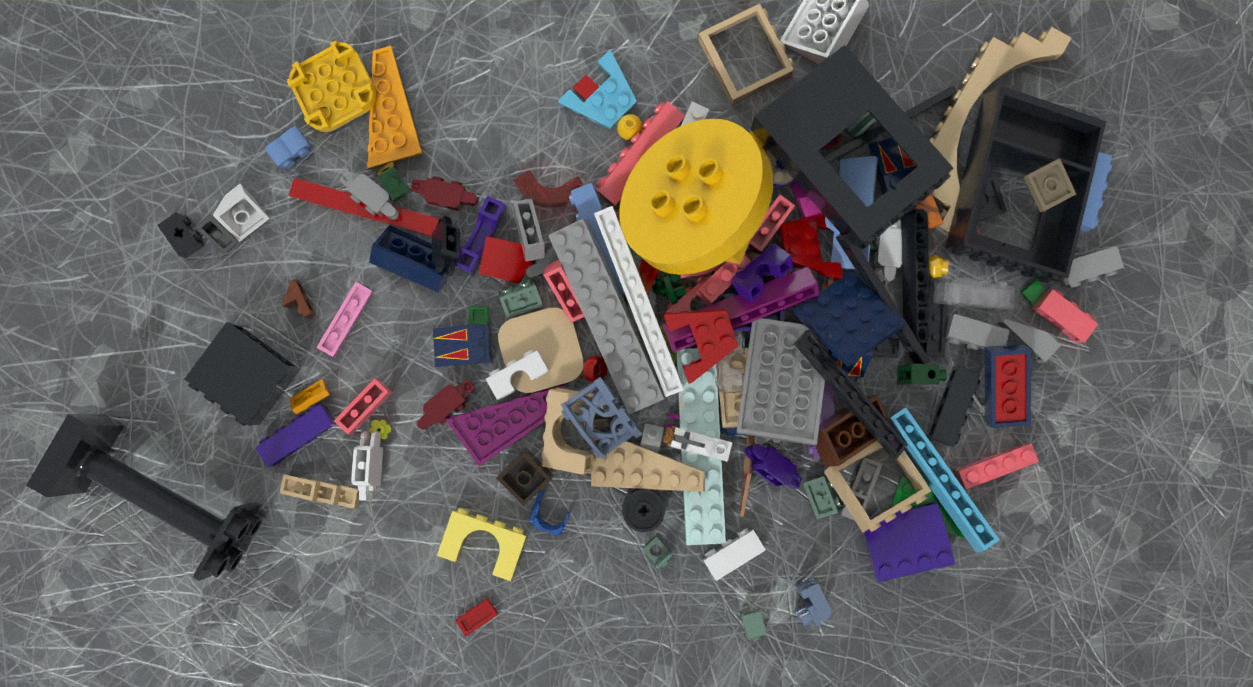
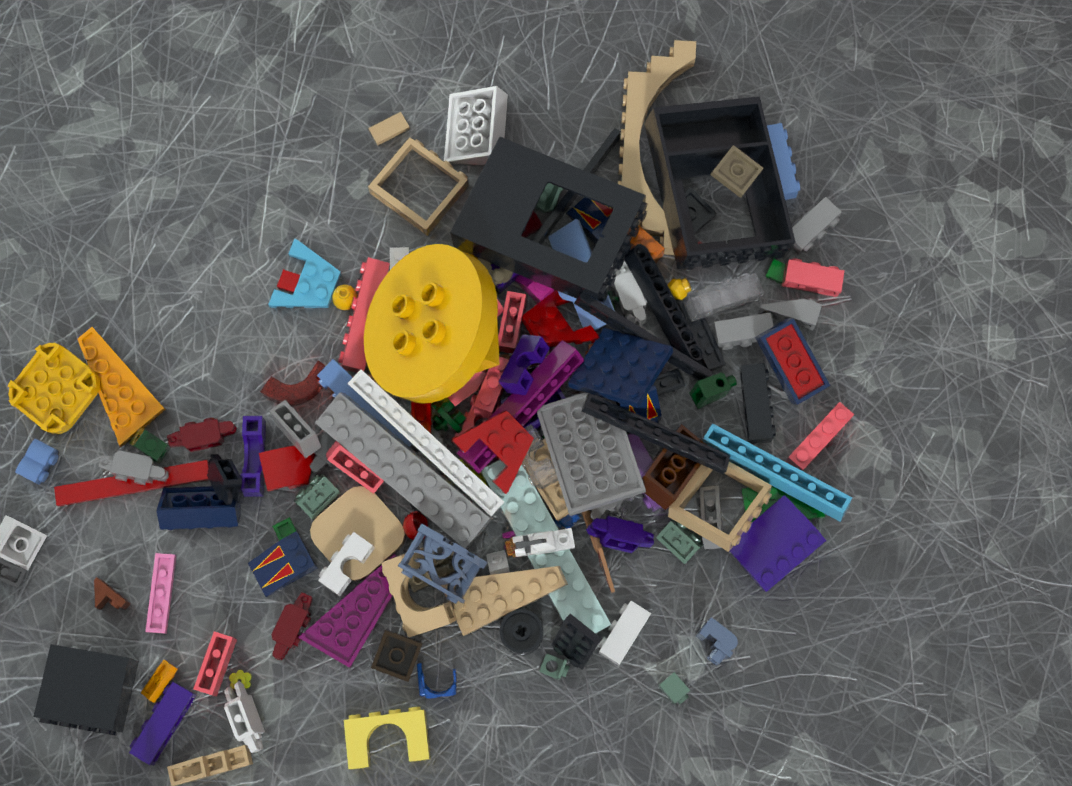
camera: 25 degrees left, 10 degrees down
(687, 546) = (576, 642): none -> black plate

